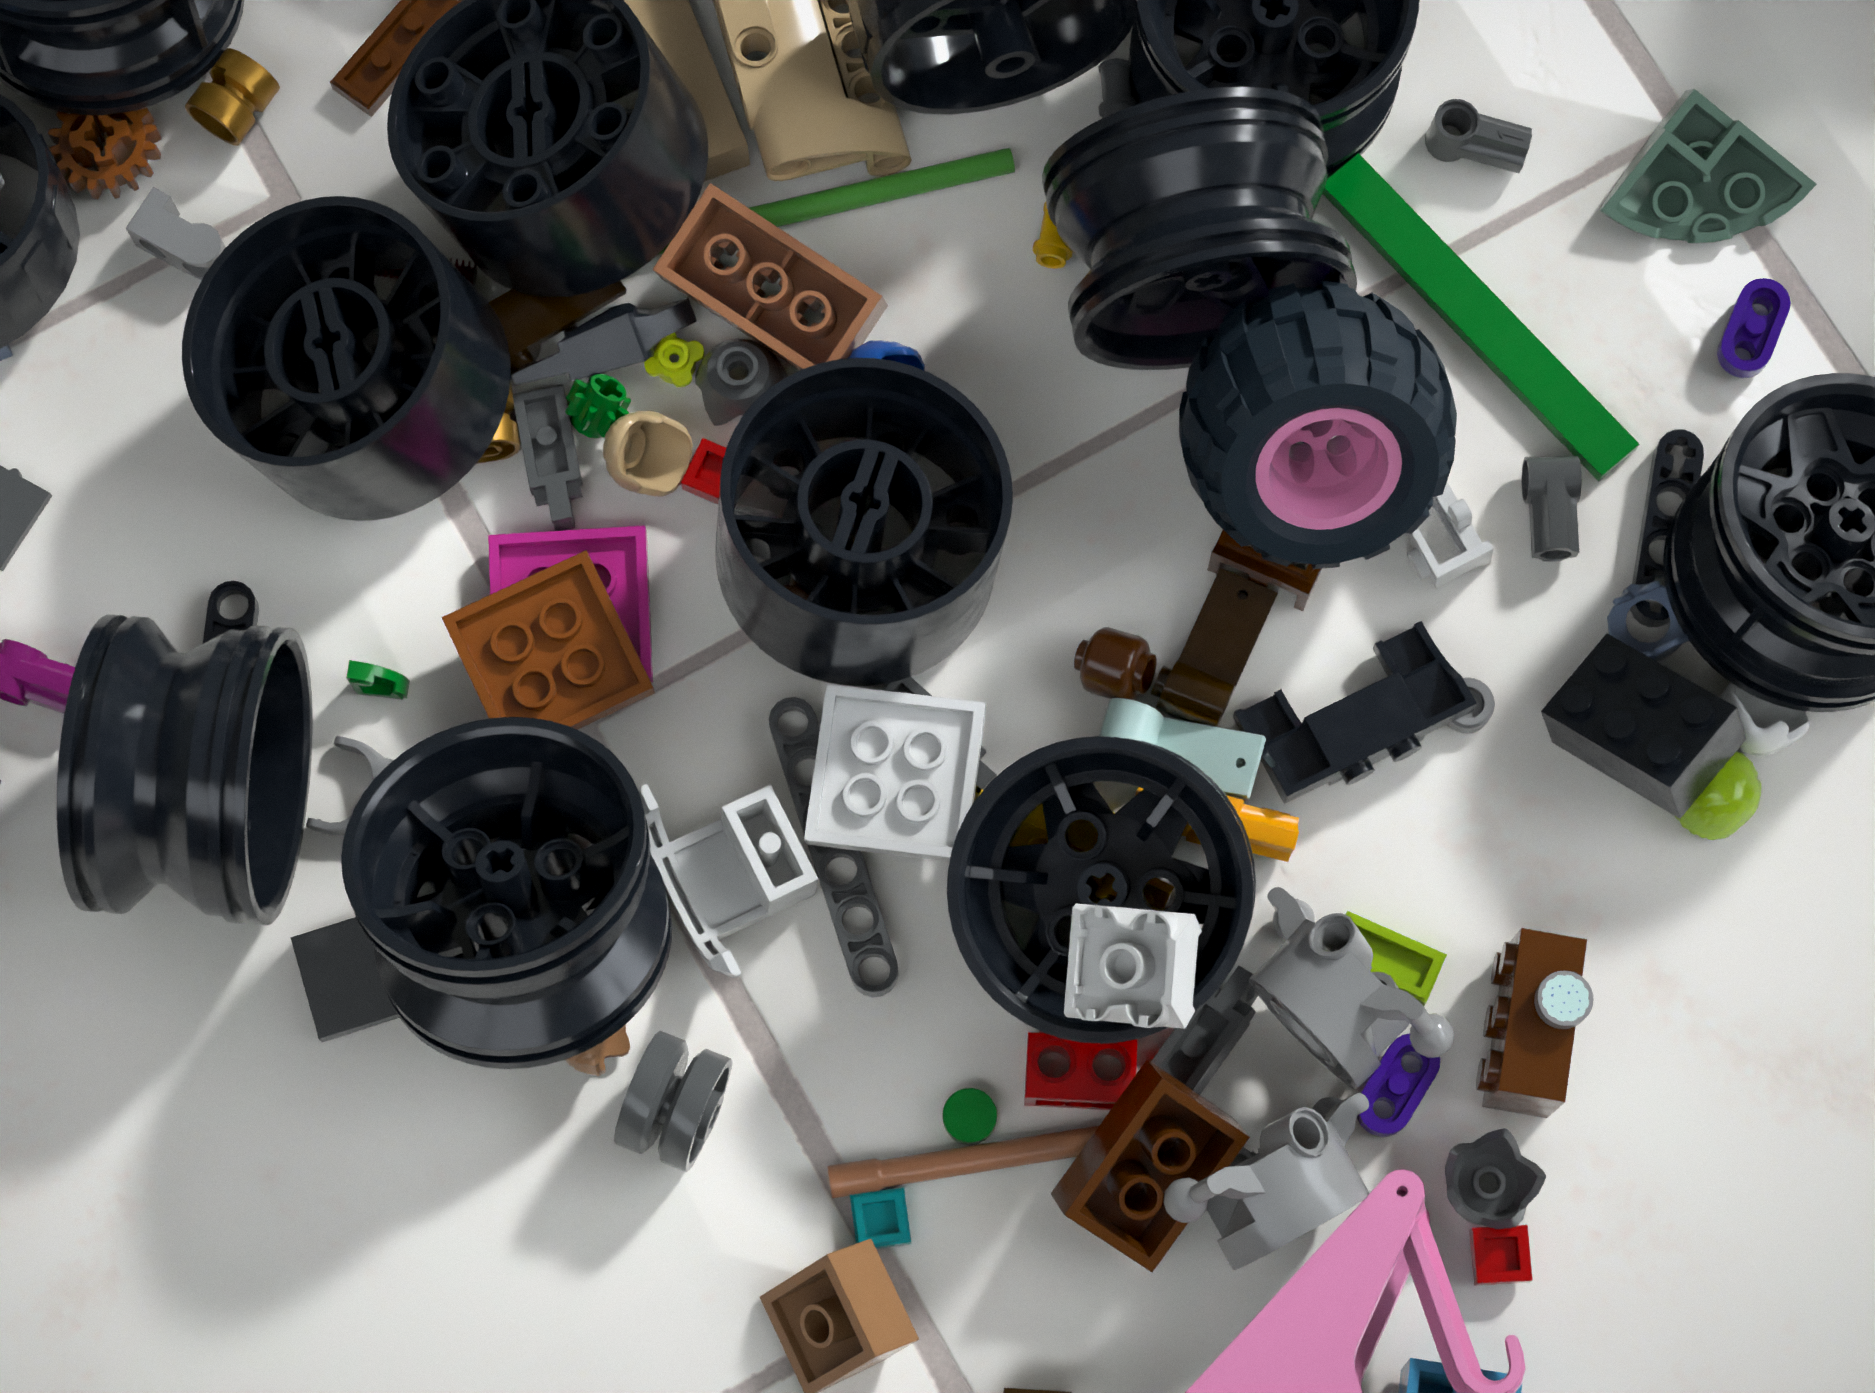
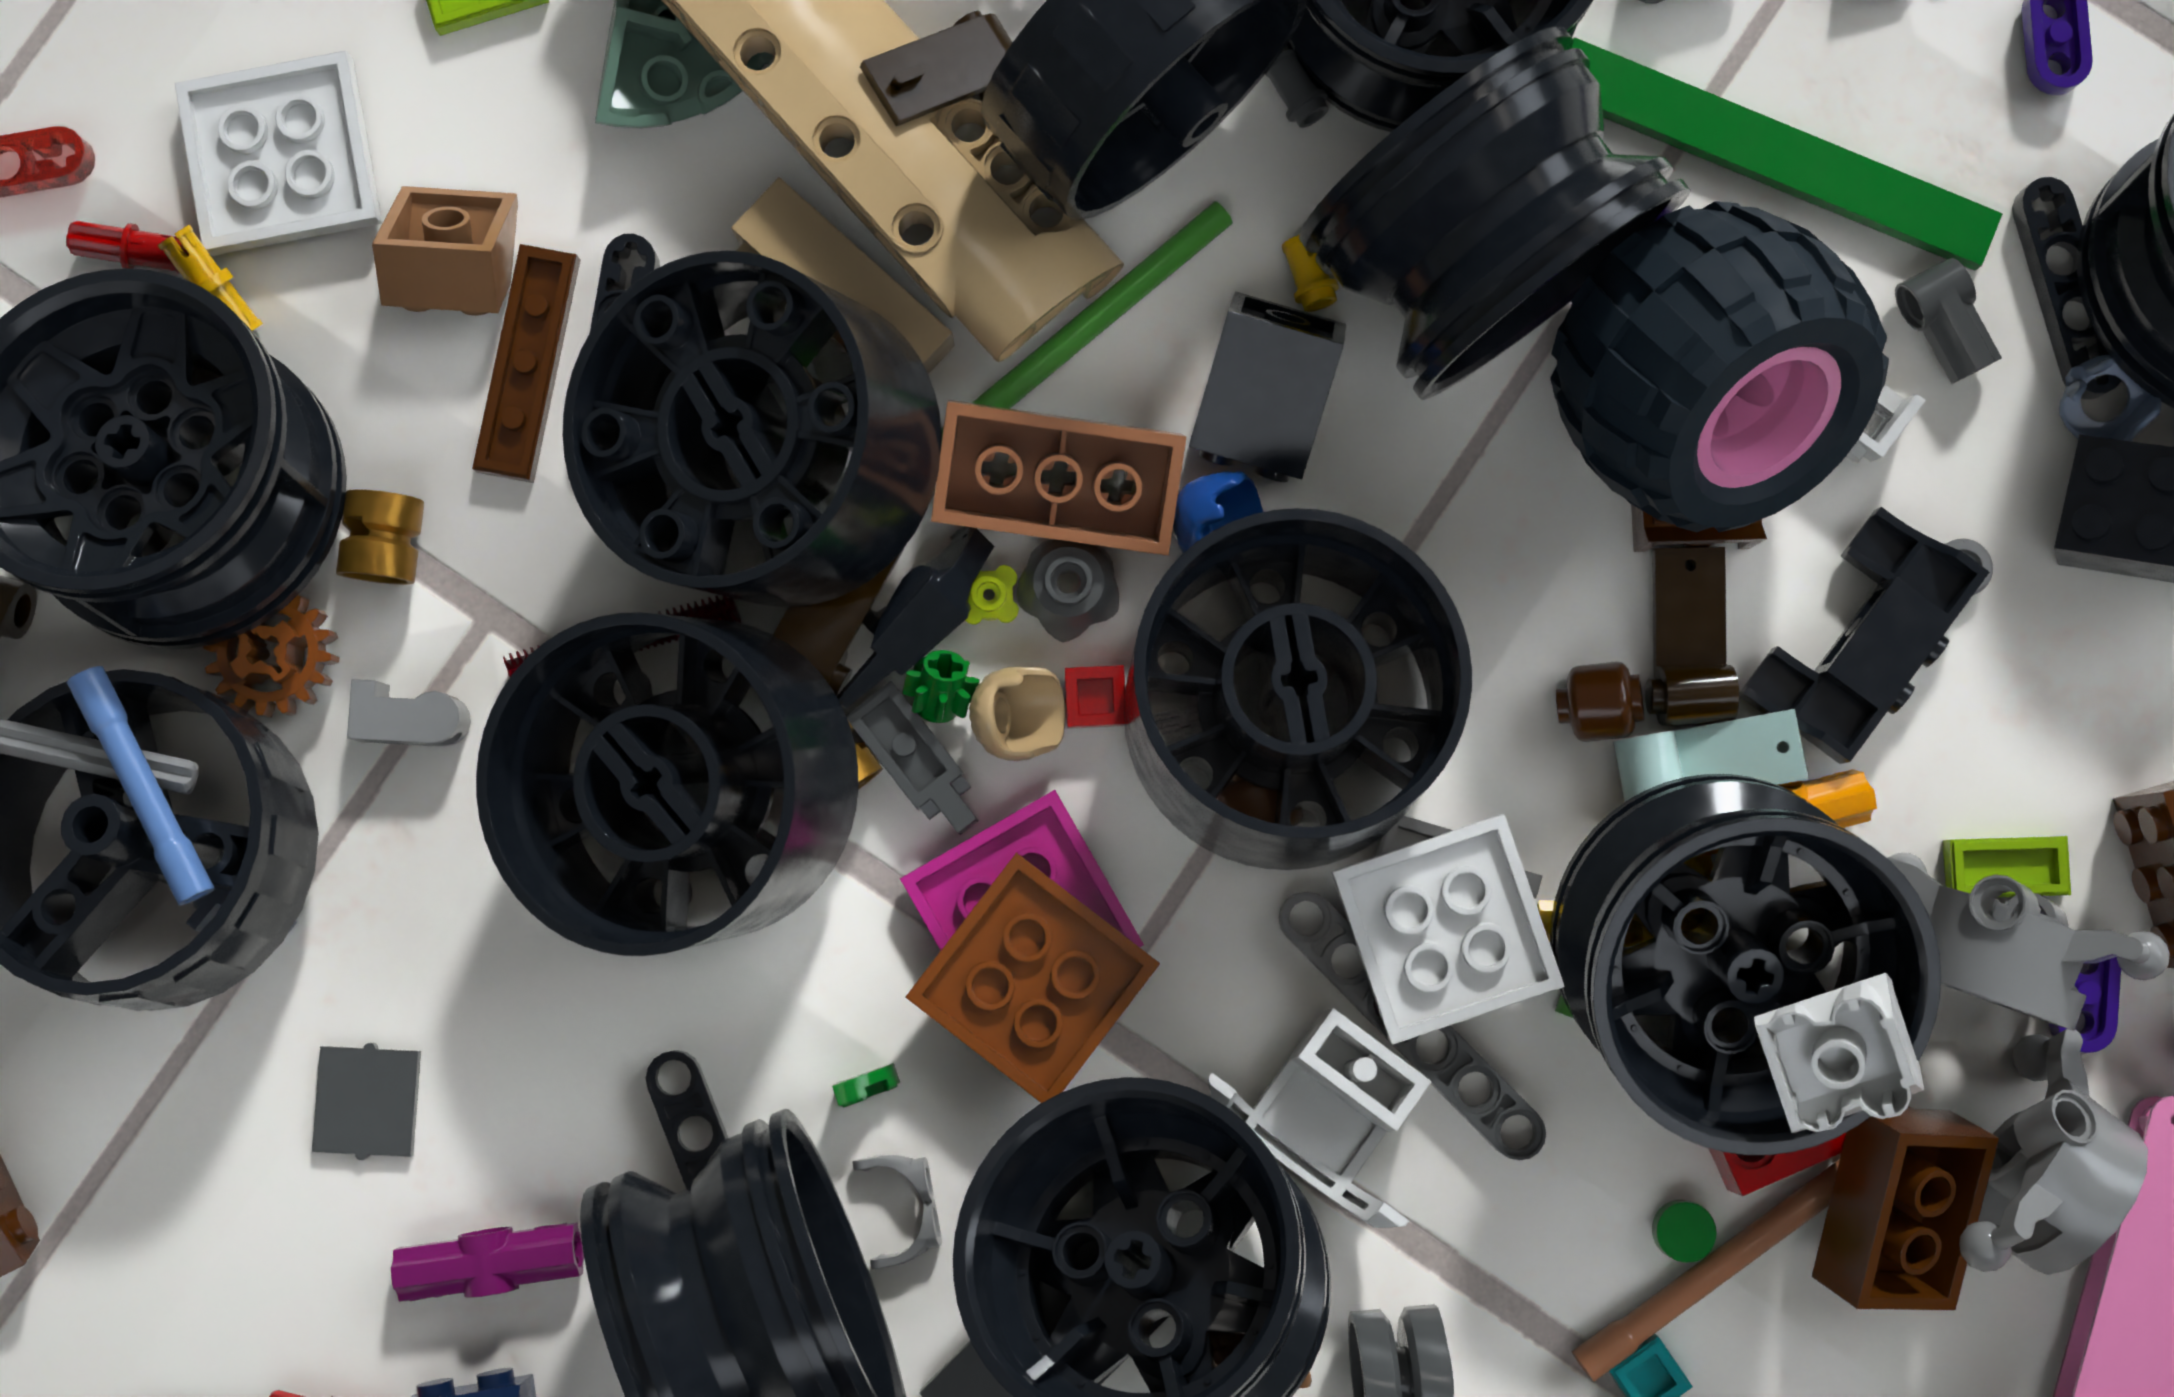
camera: 30 degrees left, 10 degrees up
(973, 300) = (1267, 387): none -> black slope

